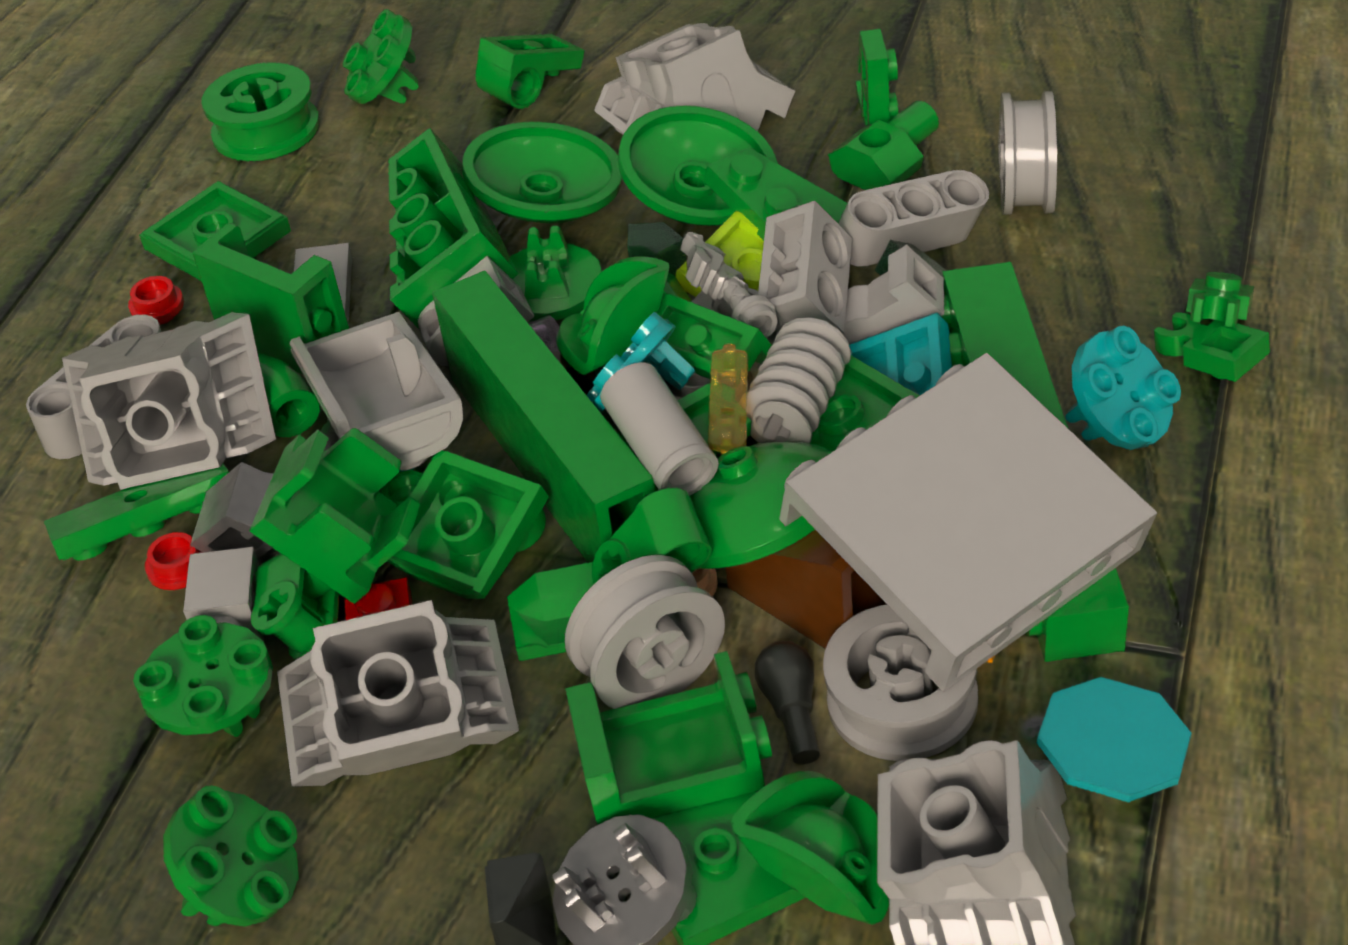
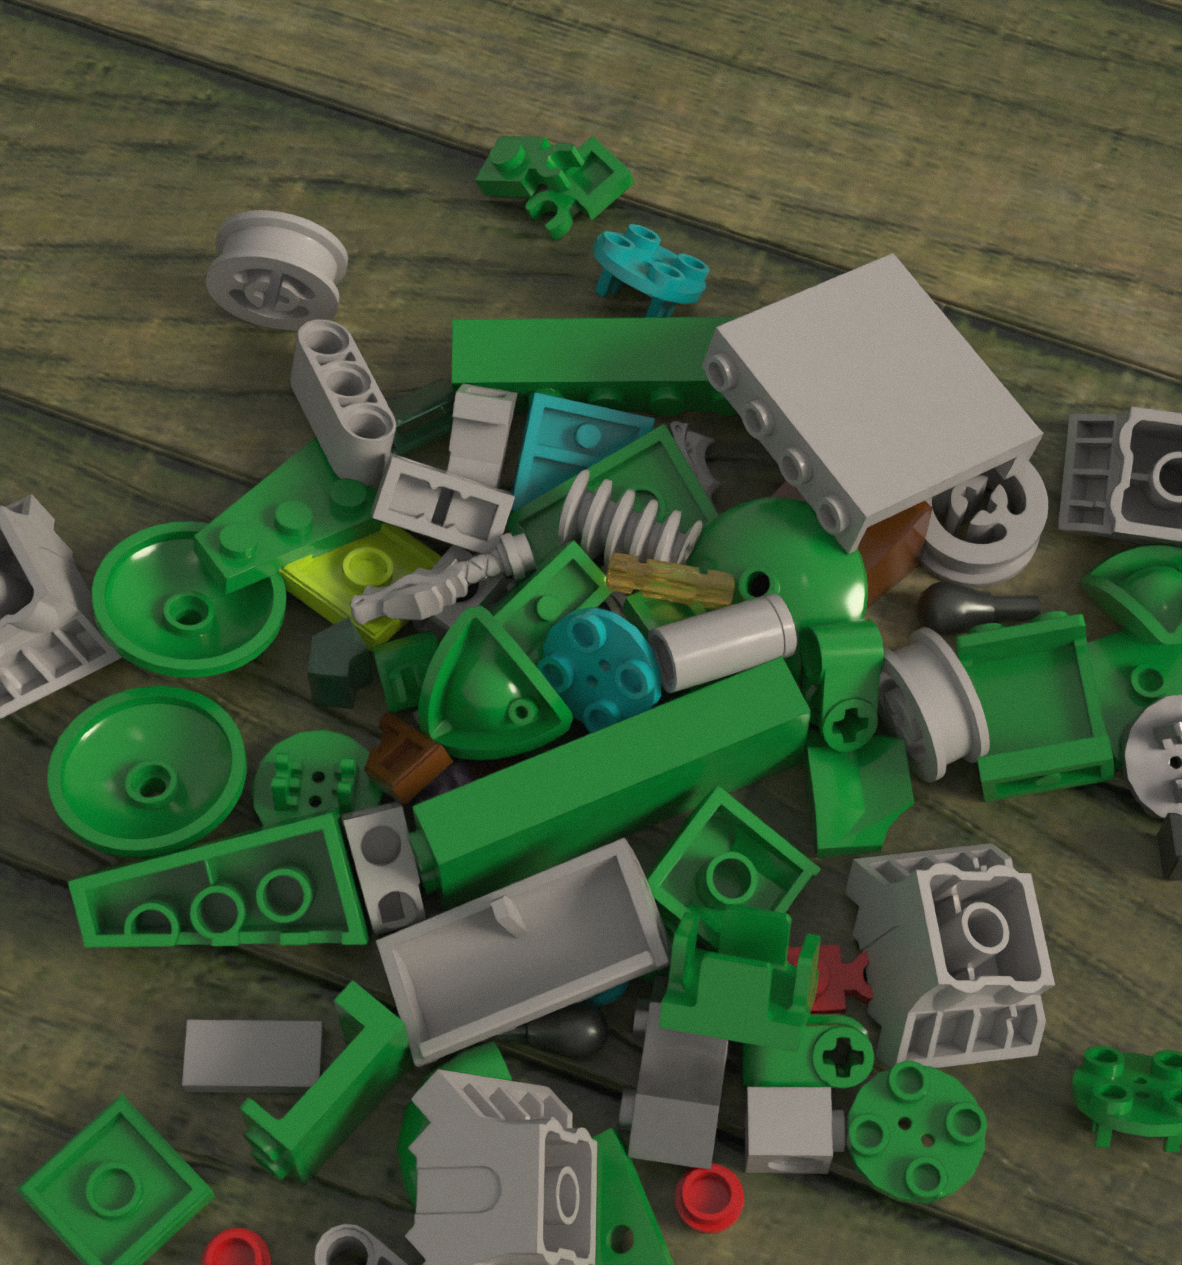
camera: 90 degrees left, 20 degrees up
(549, 298) = (404, 760): none -> reddish brown tile
(876, 69) = (87, 400): green wing -> none
(885, 151) = (178, 405): green piece -> none
(1114, 739) = (1062, 363): teal piece -> none

